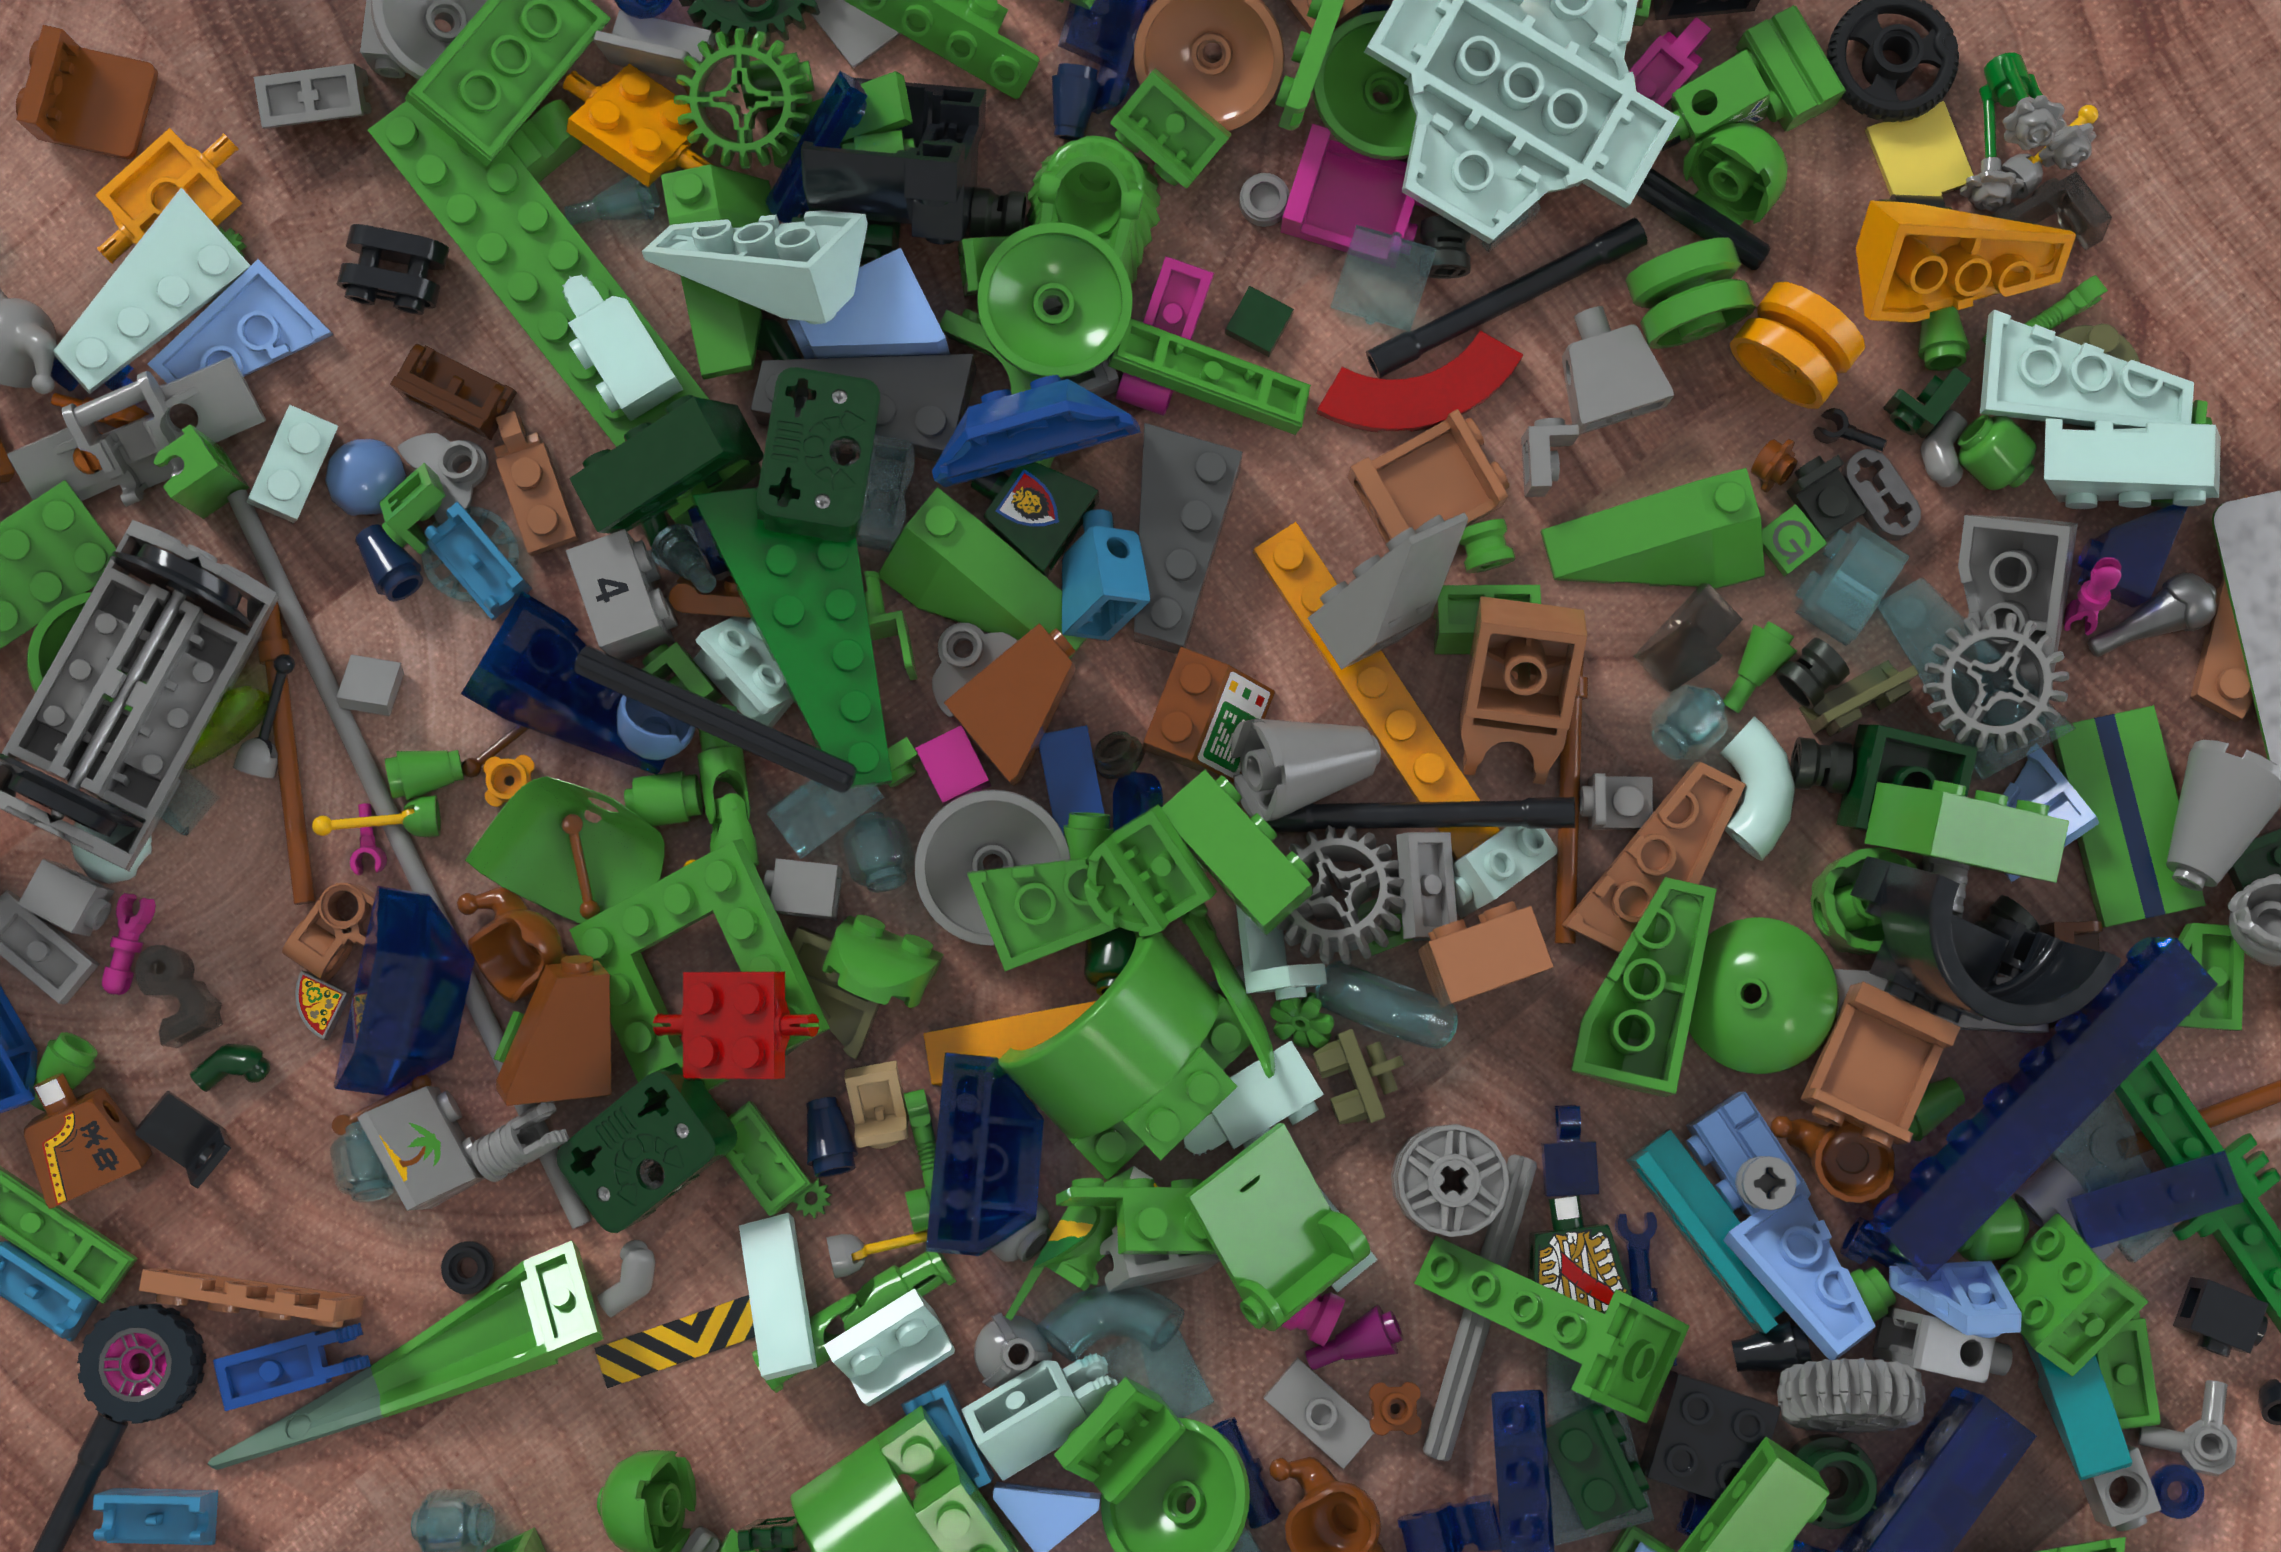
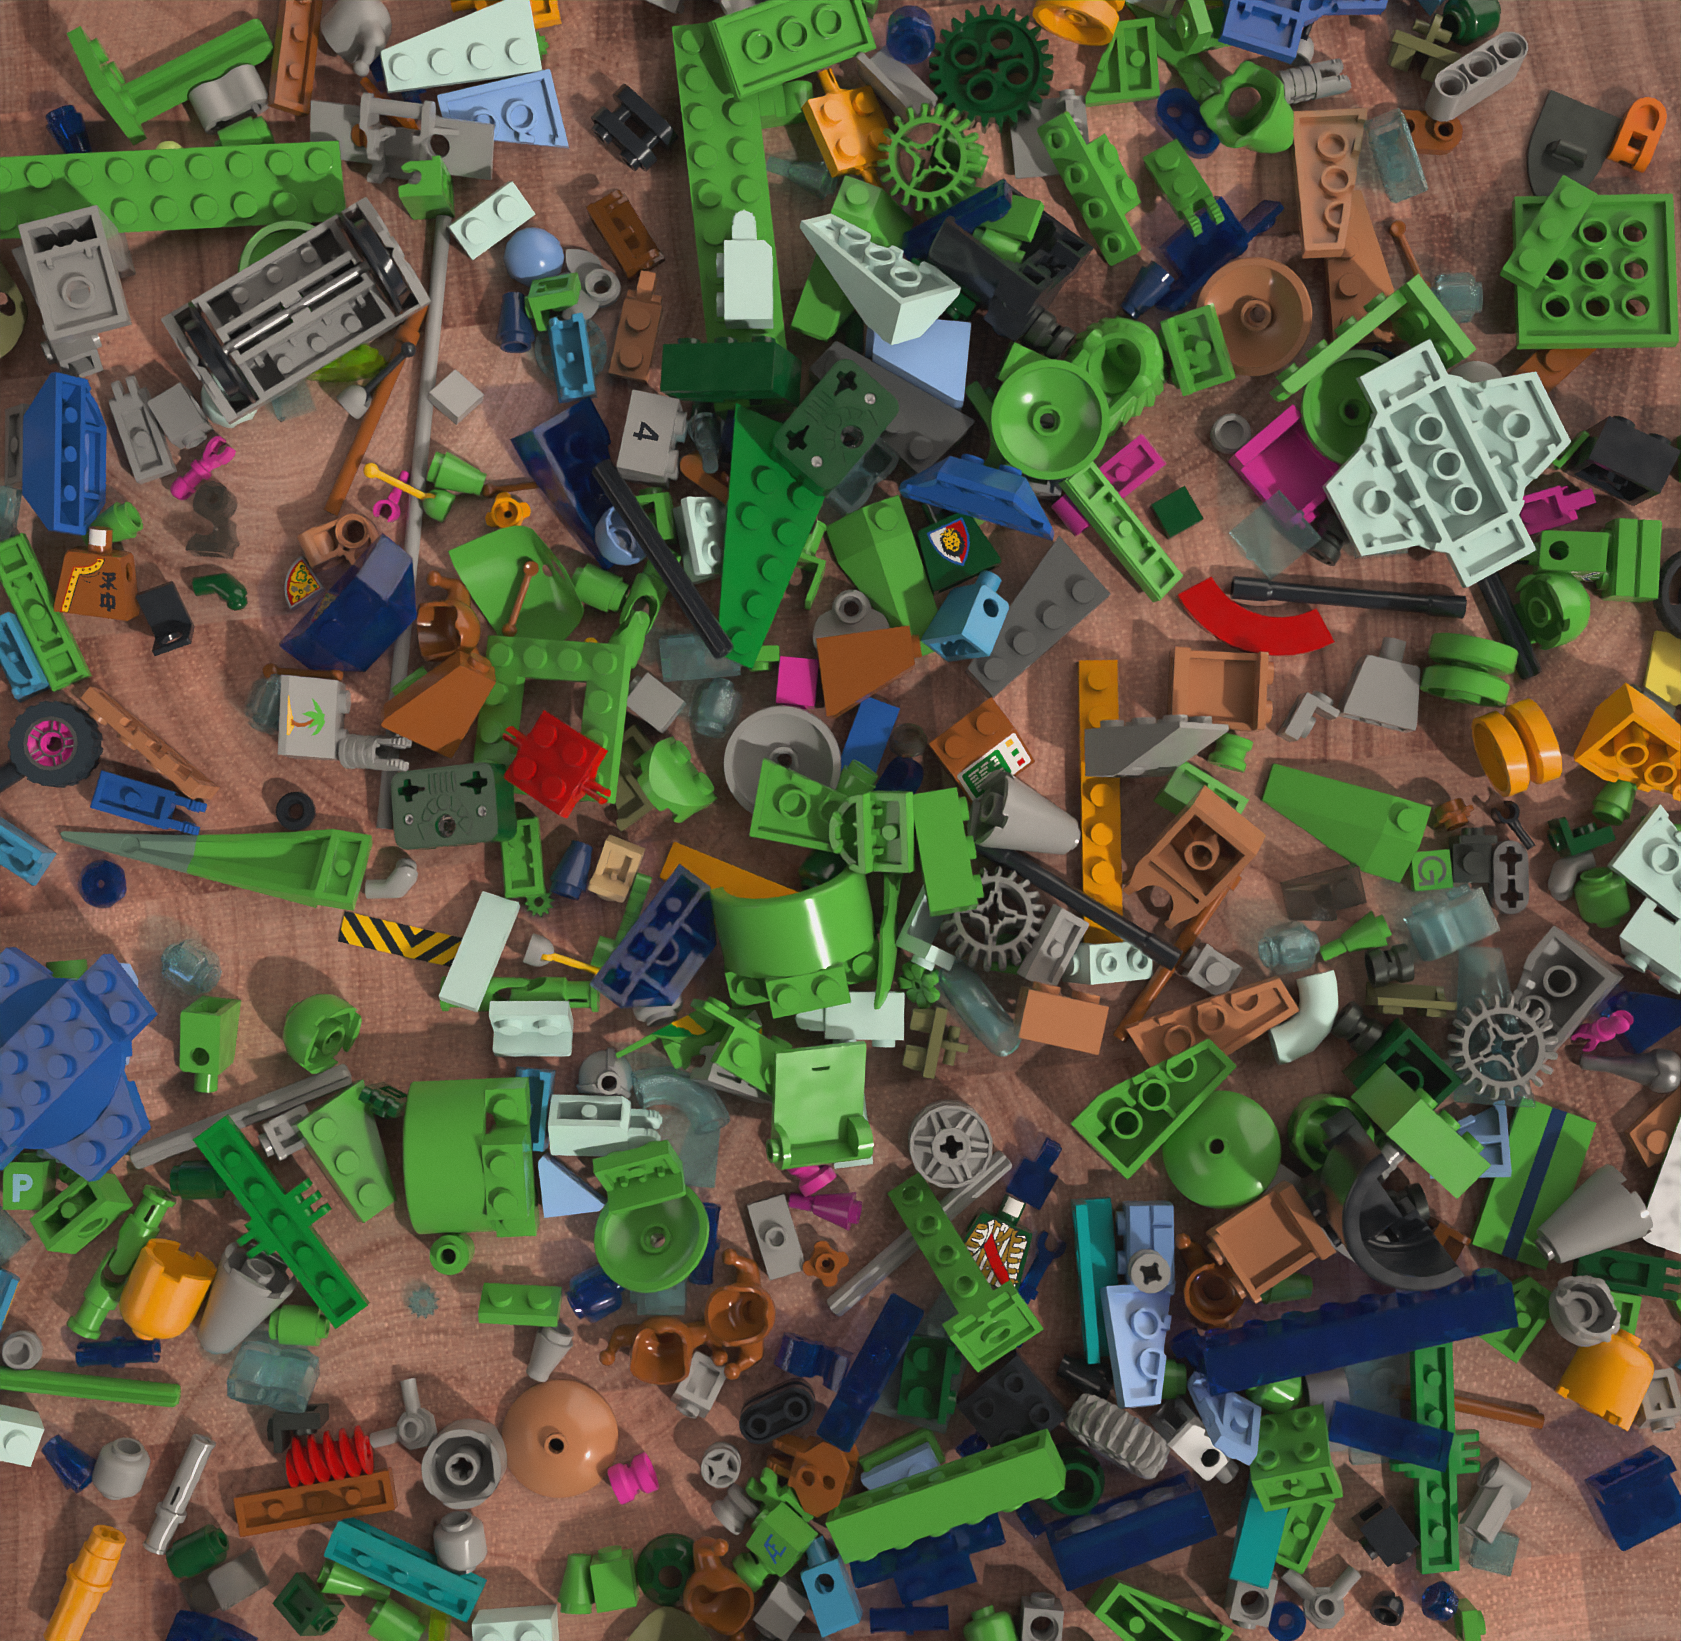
camera: 25 degrees right, 5 degrees up
(308, 1489) = (114, 884): none -> clear blue plate

